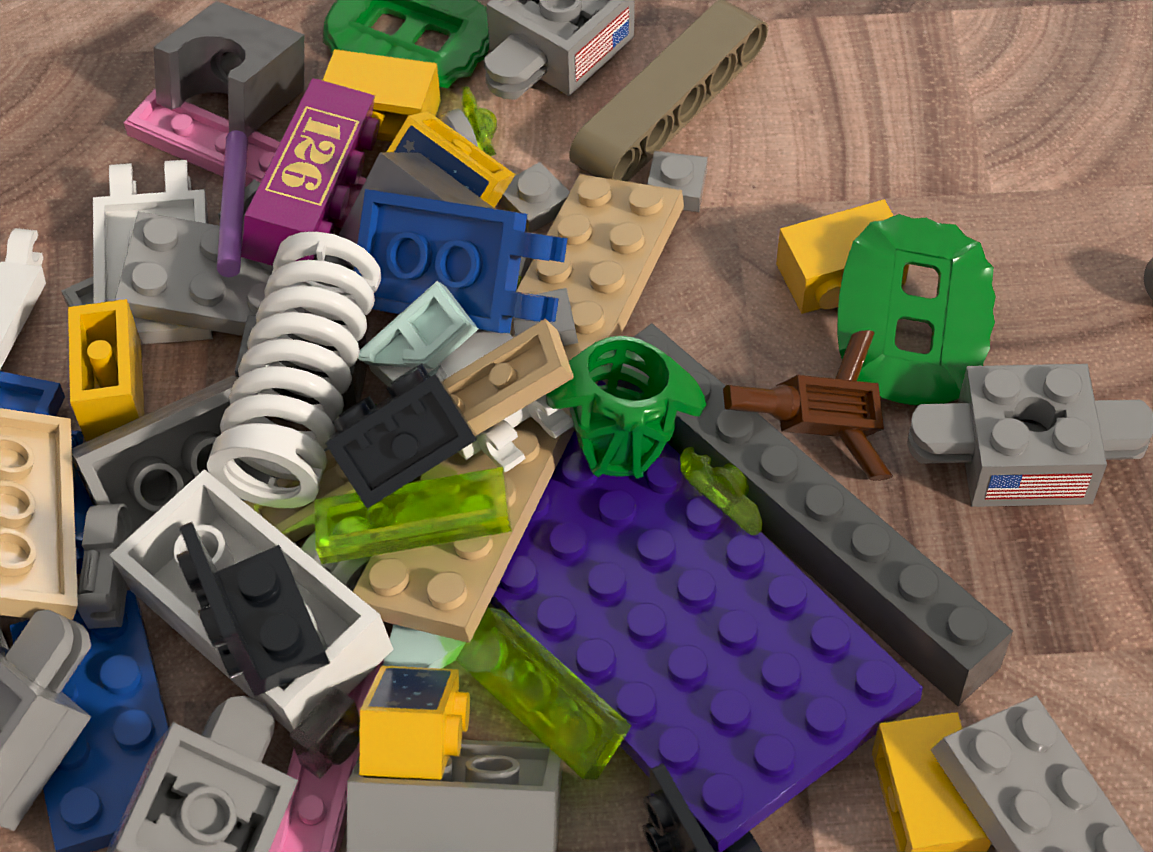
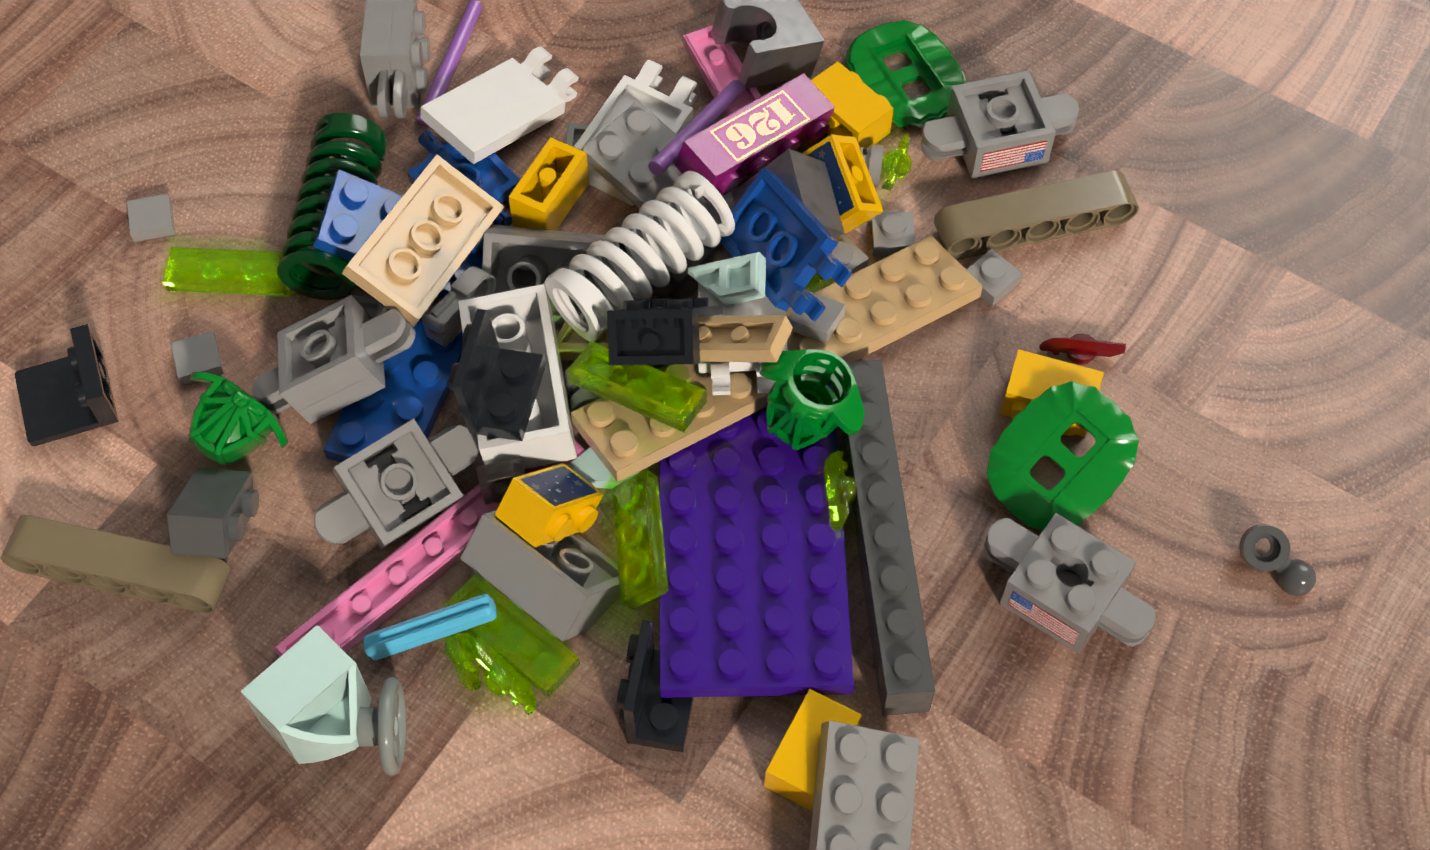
camera: 35 degrees right, 5 degrees up
(825, 406) = (948, 480): reddish brown piece -> none
(830, 195) = (1082, 348): none -> dark red piece

